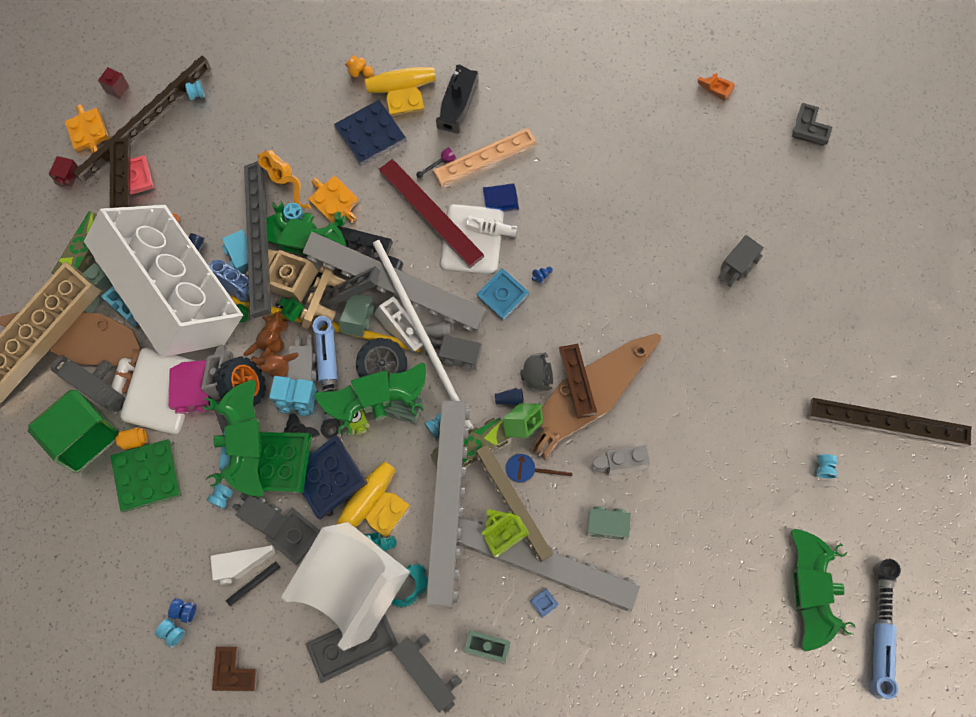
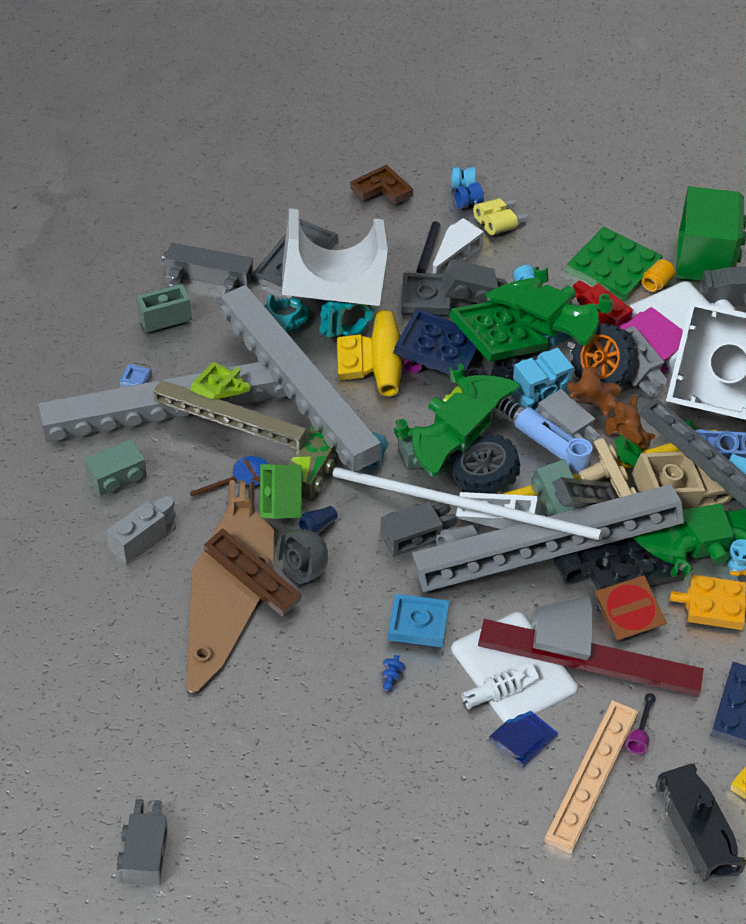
camera: 140 degrees right, 20 degrees down
(182, 575) = (496, 217): none -> light yellow piece
(196, 434) = (586, 295): none -> red hinge
(384, 221) = (630, 608): none -> piece
(430, 233) = (564, 628): none -> light grey slope

